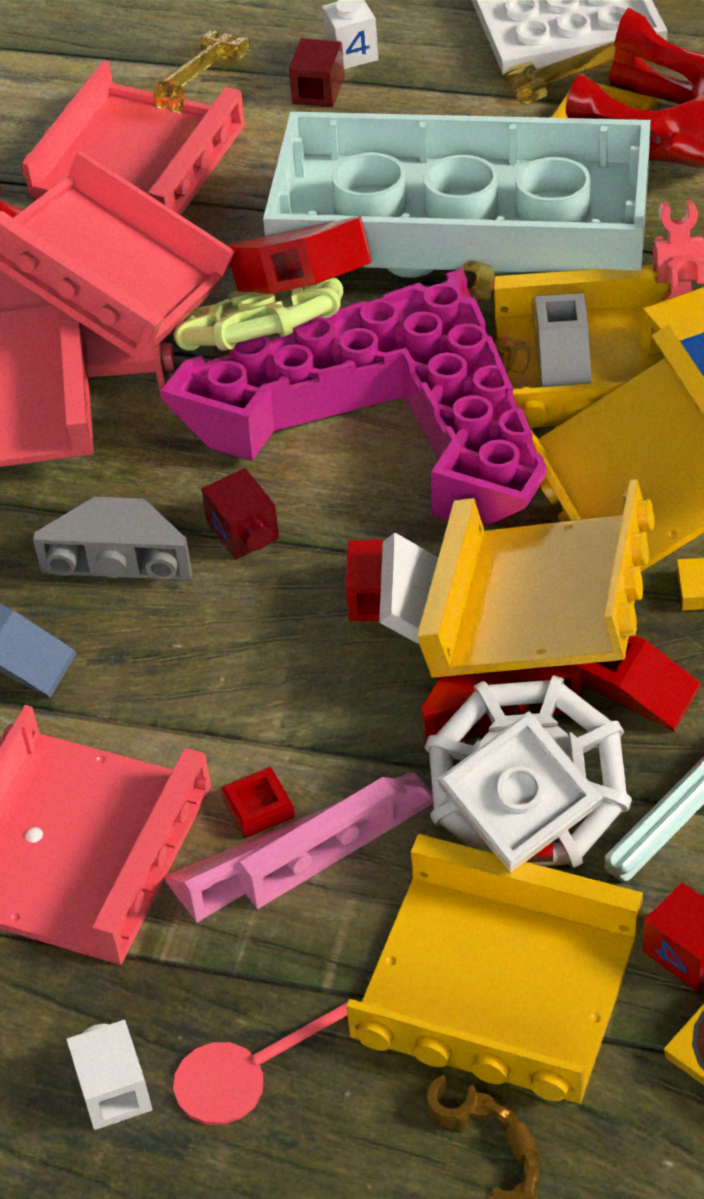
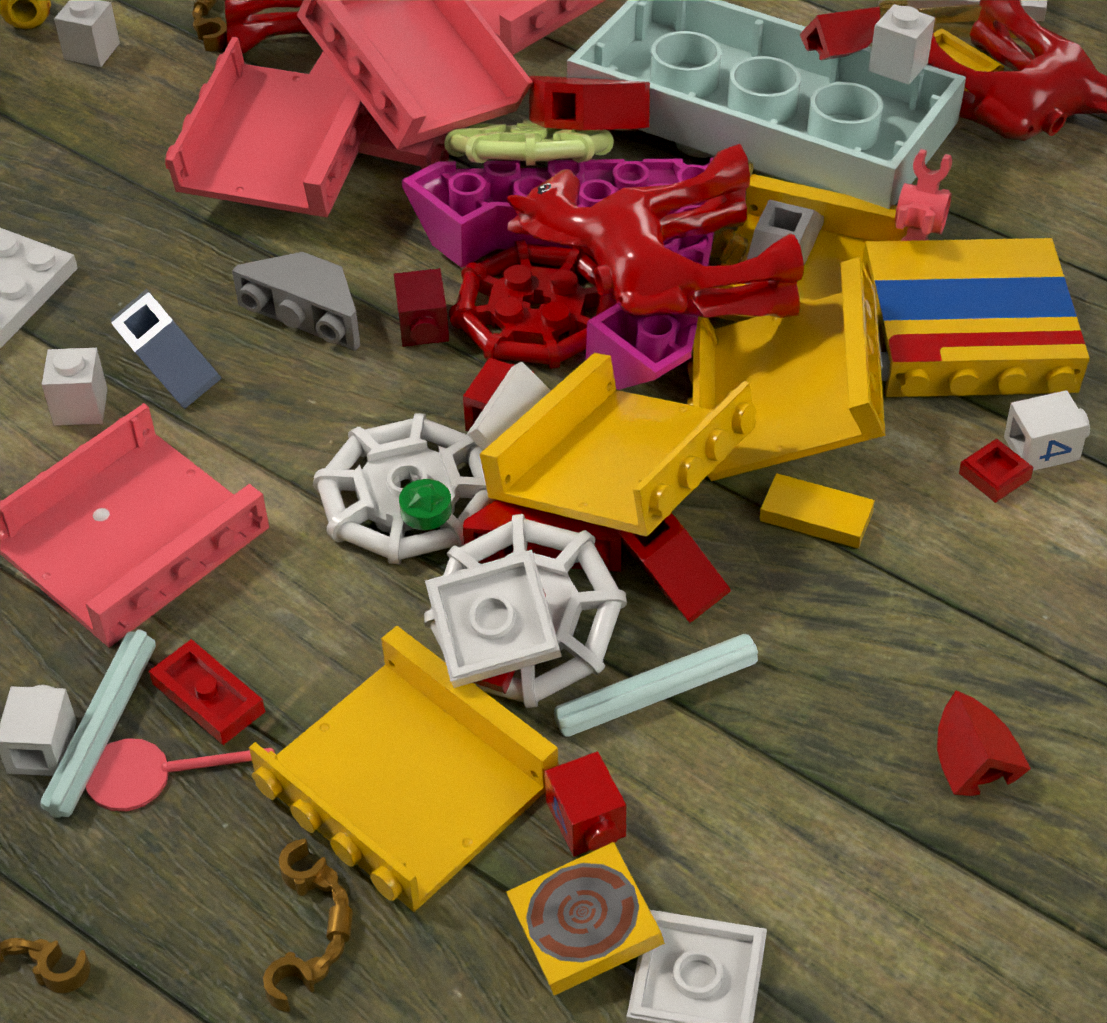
camera: 20 degrees right, 0 degrees up
(164, 1045) = (97, 724): none -> light aqua axle
(257, 802) = (295, 554): red tile -> none
(257, 969) = (207, 691): none -> red plate
(298, 850) = (305, 607): bright pink wedge -> none
(337, 719) = (393, 455): none -> white plate
(353, 504) = (528, 332): none -> red plate
(370, 706) = (425, 504): none -> green tile
(442, 386) = (628, 237): none -> red animal
(517, 112) = (841, 32): none -> red brick
(582, 105) = (901, 43): none -> white brick

